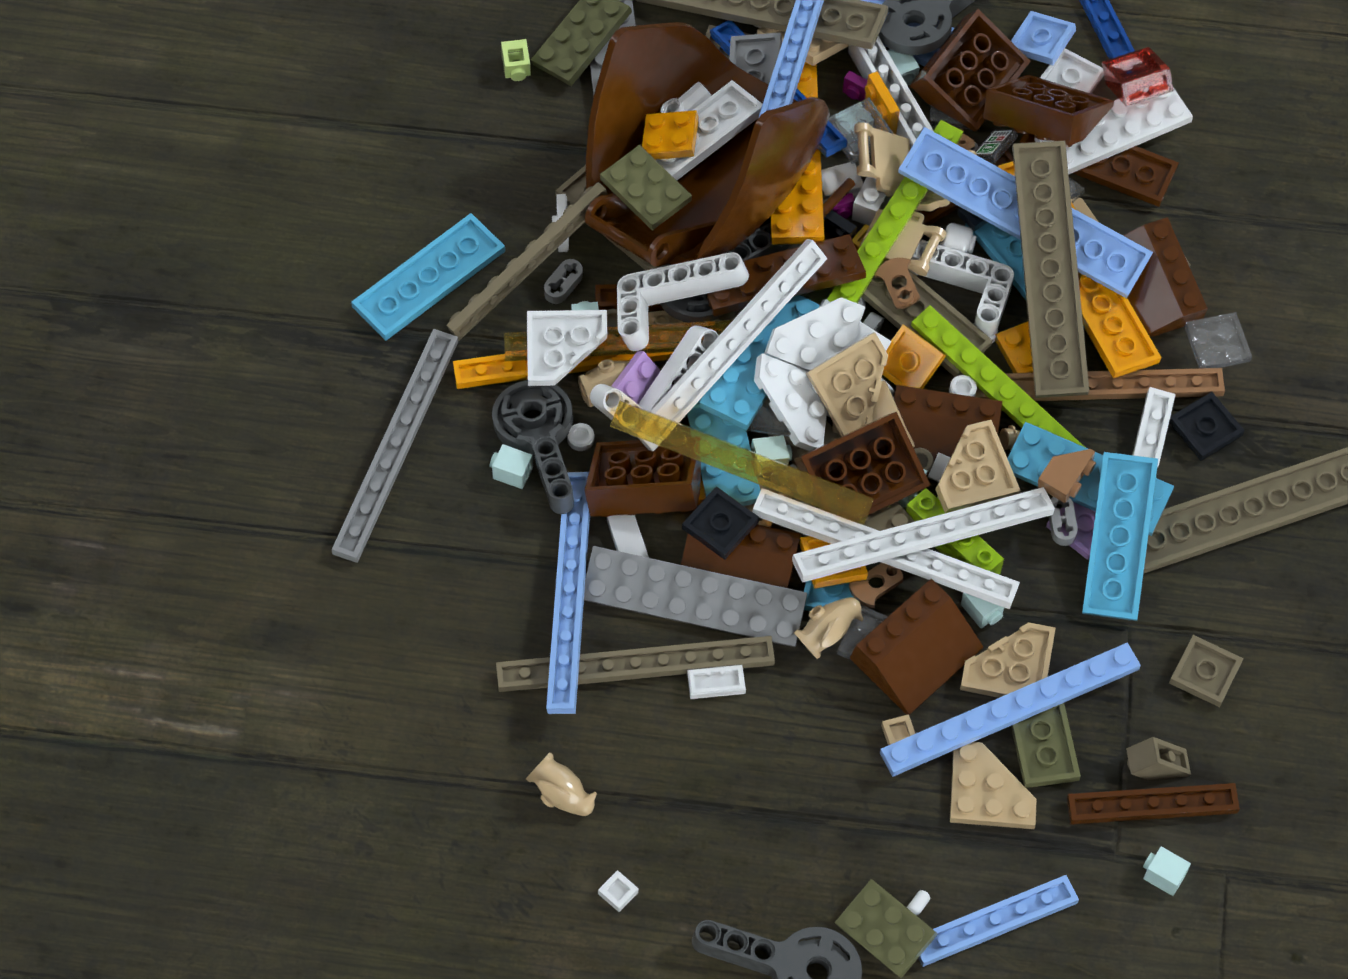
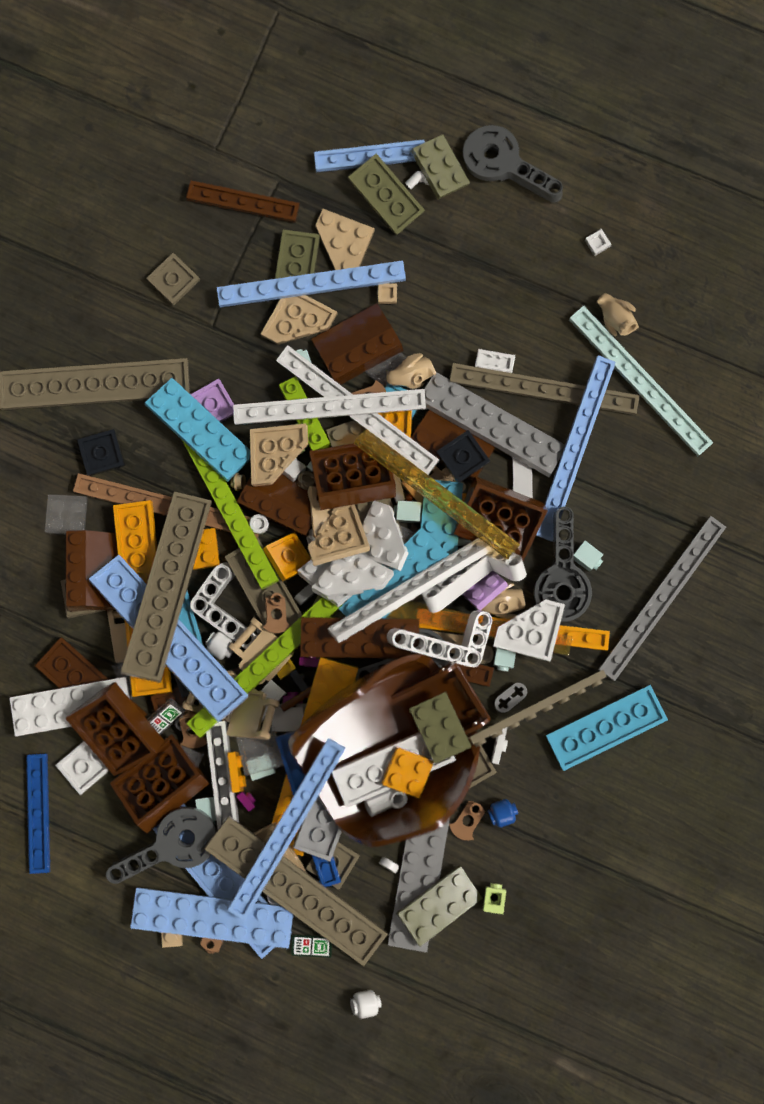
camera: 160 degrees left, 20 degrees up
(503, 711) = (641, 381): none -> light aqua plate
(534, 149) = (502, 813): none -> blue head
(568, 148) = (462, 831): none -> medium nougat piece
(580, 437) = (533, 569): white tile -> none
(951, 865) = (386, 194): none -> olive plate
(1043, 37) = (92, 804): light blue plate -> none
(1064, 473) = (216, 427): medium nougat slope -> none
(1068, 519) = (223, 404): light grey beam -> none
(1120, 536) = (194, 377): medium azure plate -> none
(1146, 72) = (37, 722): clear red window -> none
(1153, 424) = (138, 459): white plate -> none
(1157, 760) = (229, 226): dark tan slope -> none
(1166, 870) = (252, 155): light aqua brick -> none

